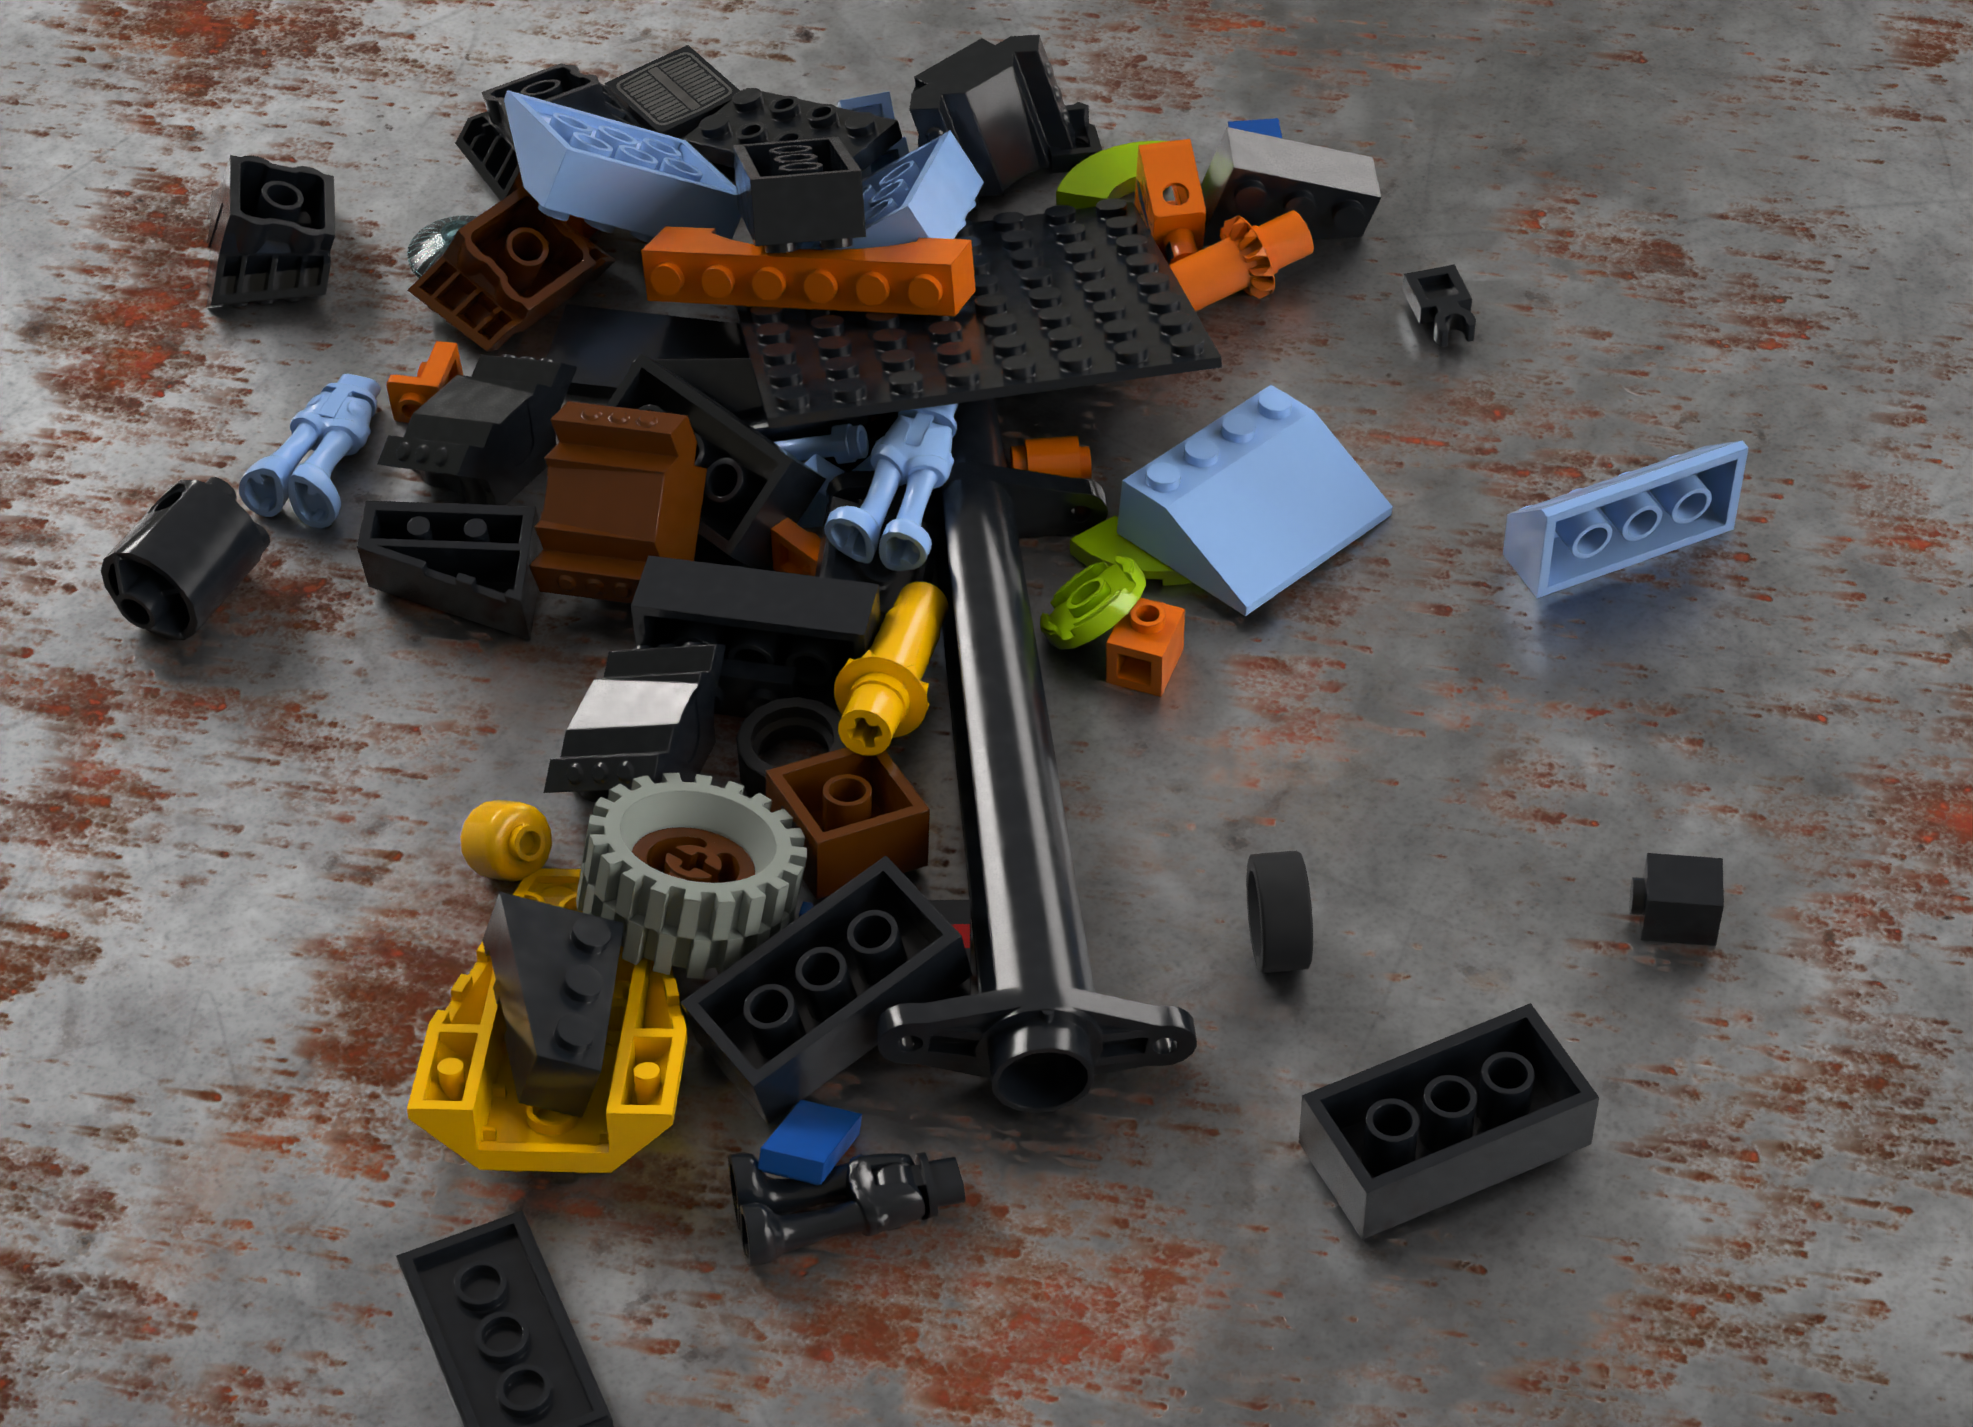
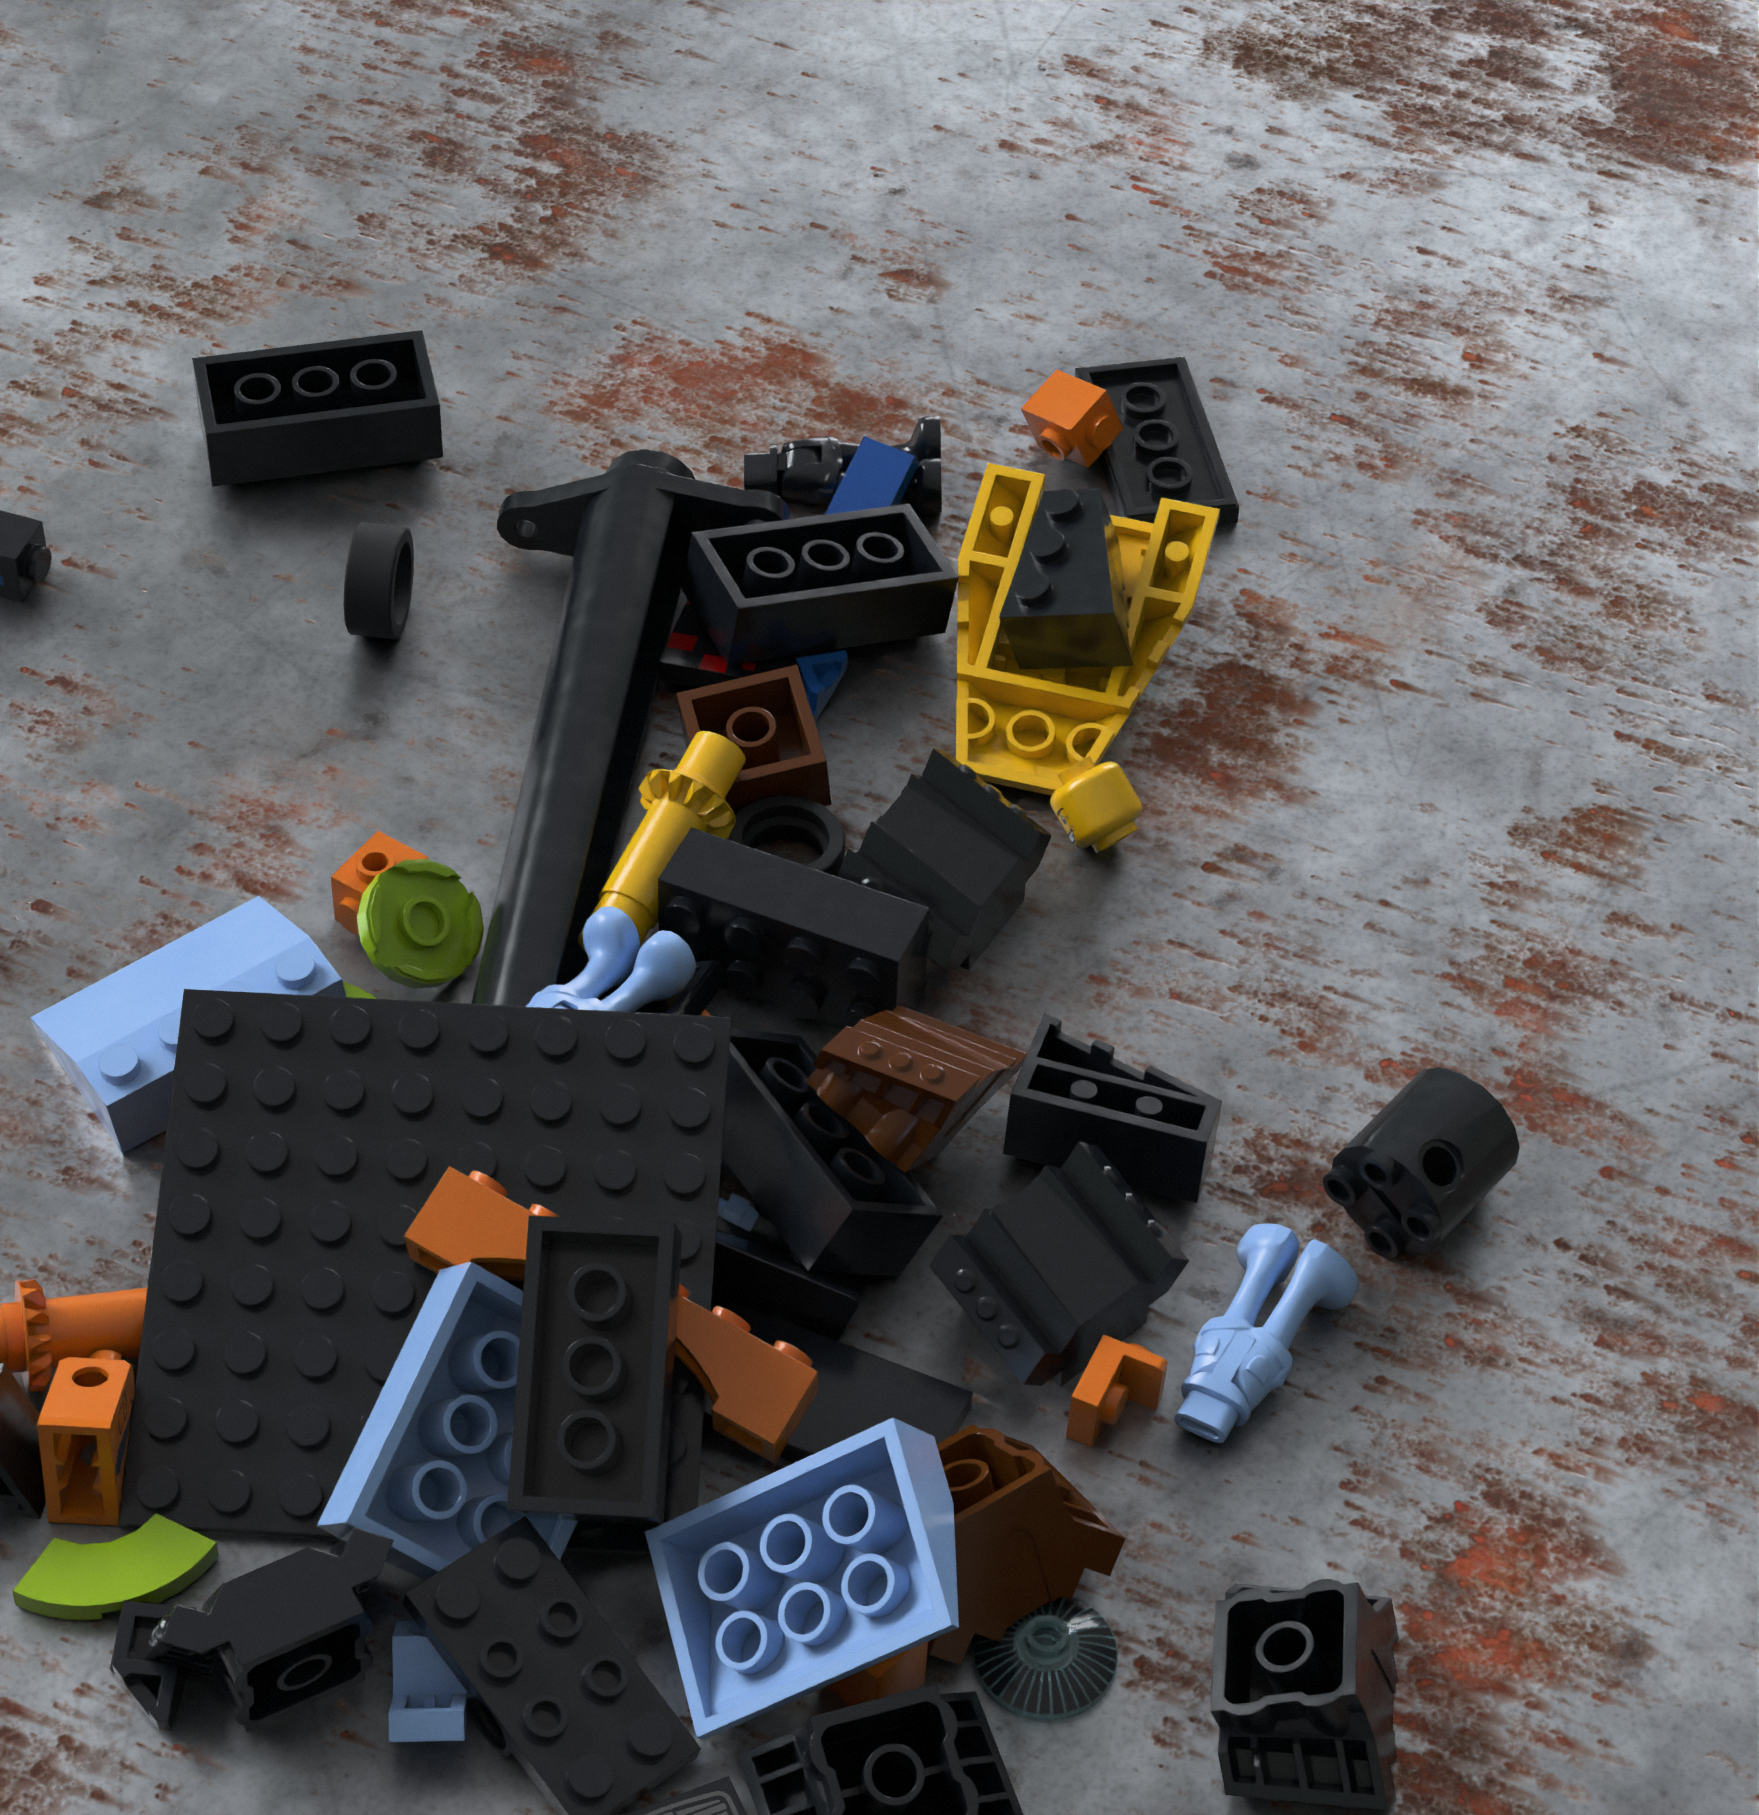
camera: 170 degrees left, 0 degrees up
(597, 1298) = (1072, 419): none -> orange brick
(690, 871) = (946, 647): light grey wheel -> none

